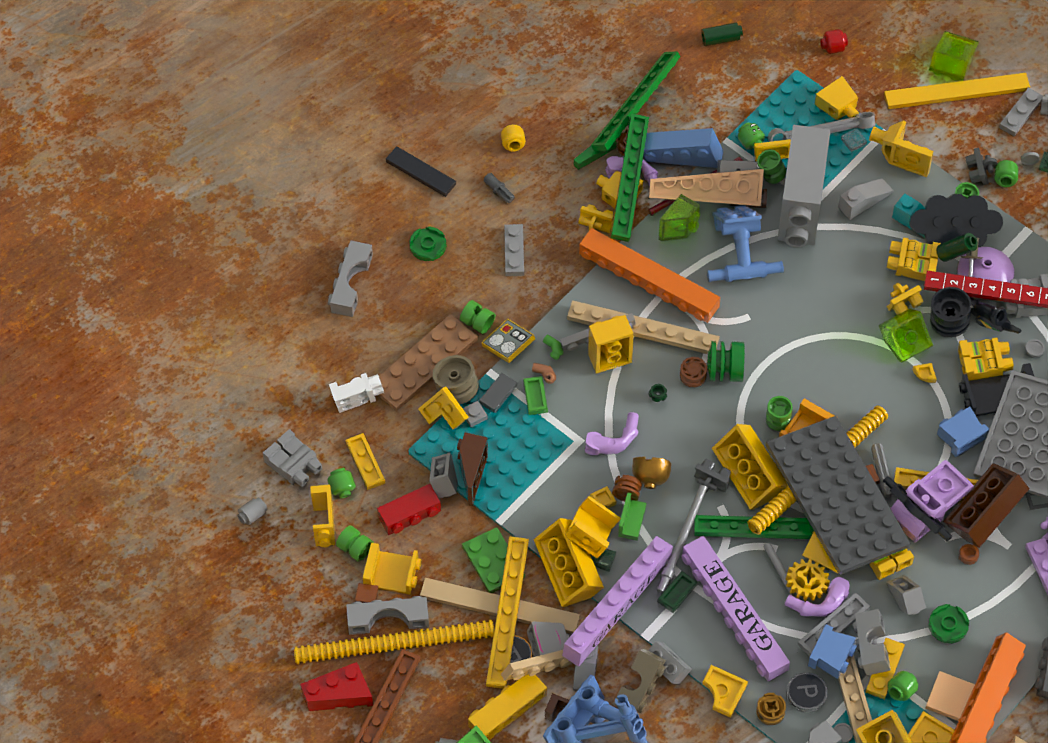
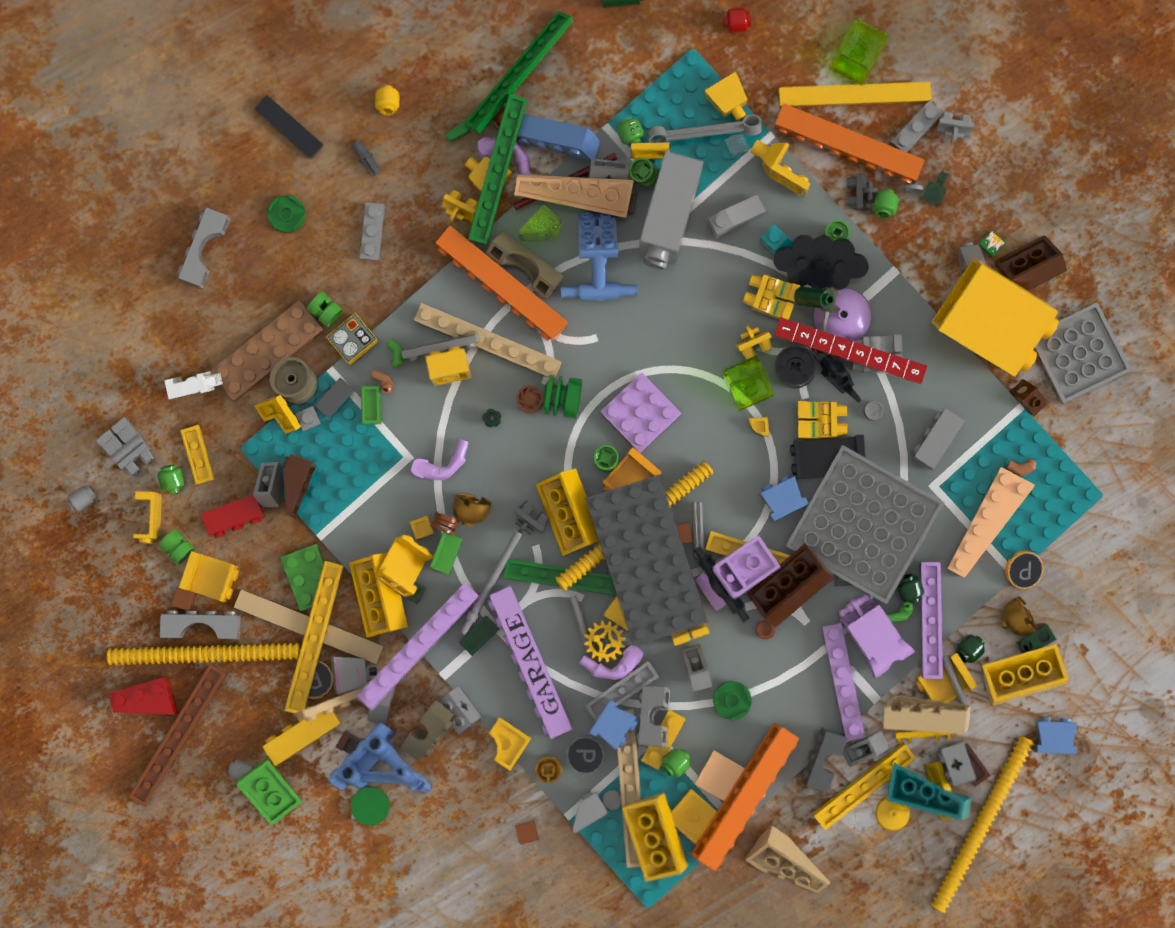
camera: 10 degrees right, 25 degrees up
(654, 247) = (509, 251): none -> dark tan arch
(805, 372) = (640, 412): none -> lavender plate
(961, 128) = (849, 144): none -> orange brick

